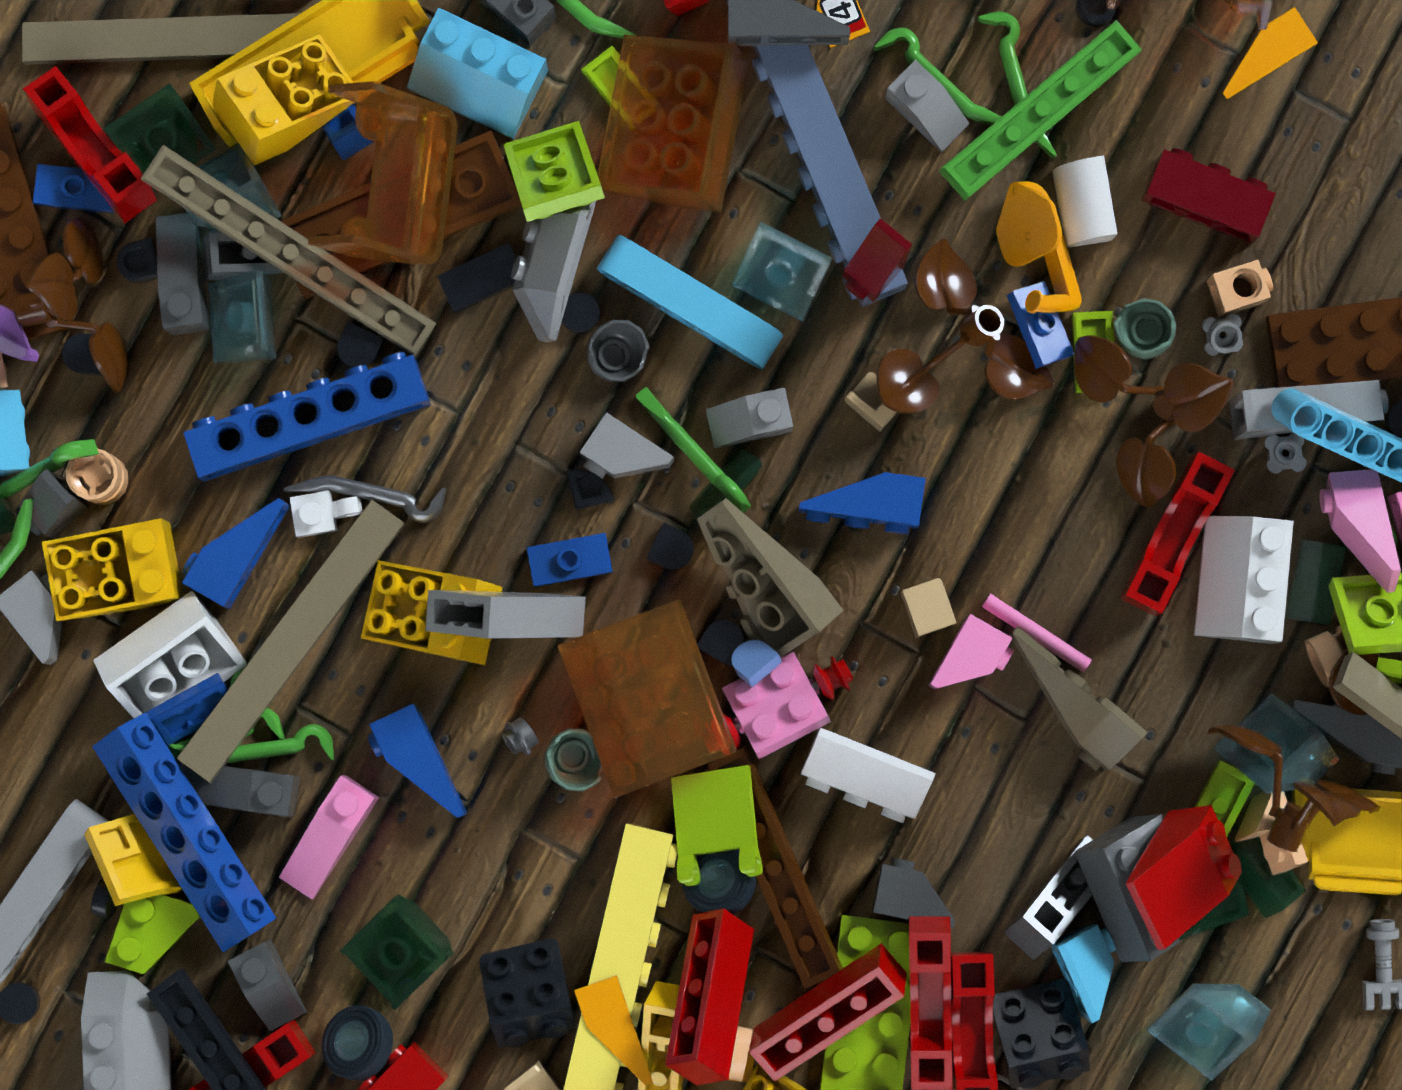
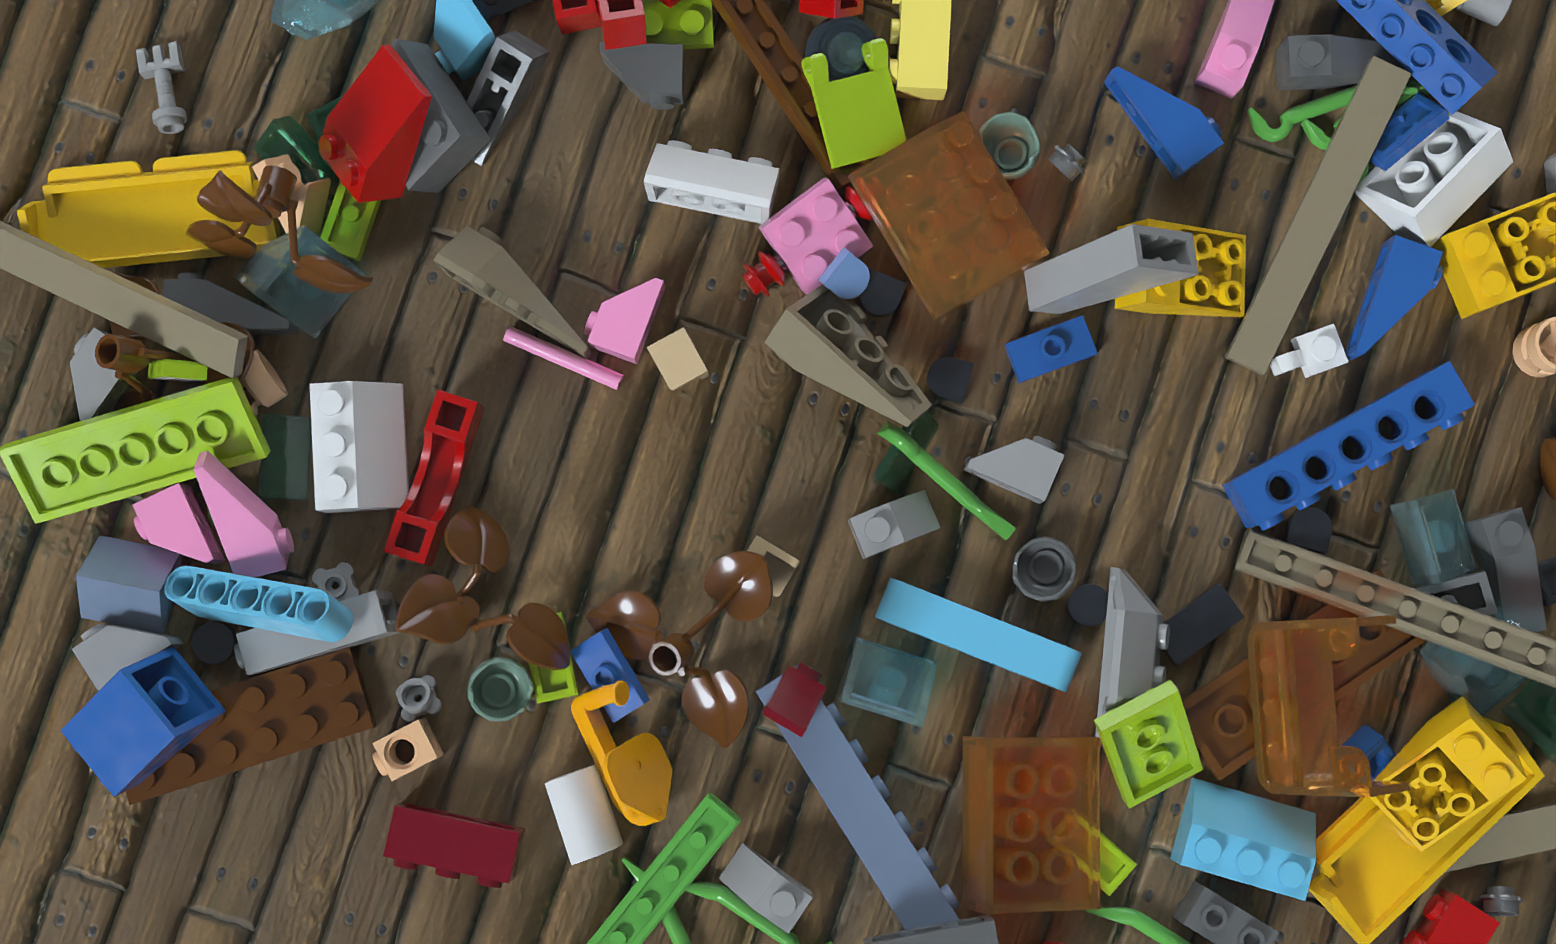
camera: 165 degrees right, 0 degrees up
(372, 492) = (1262, 383): flat silver piece -> none
(588, 490) = (1045, 423): black tile -> none
(880, 499) = (745, 463): blue slope -> none

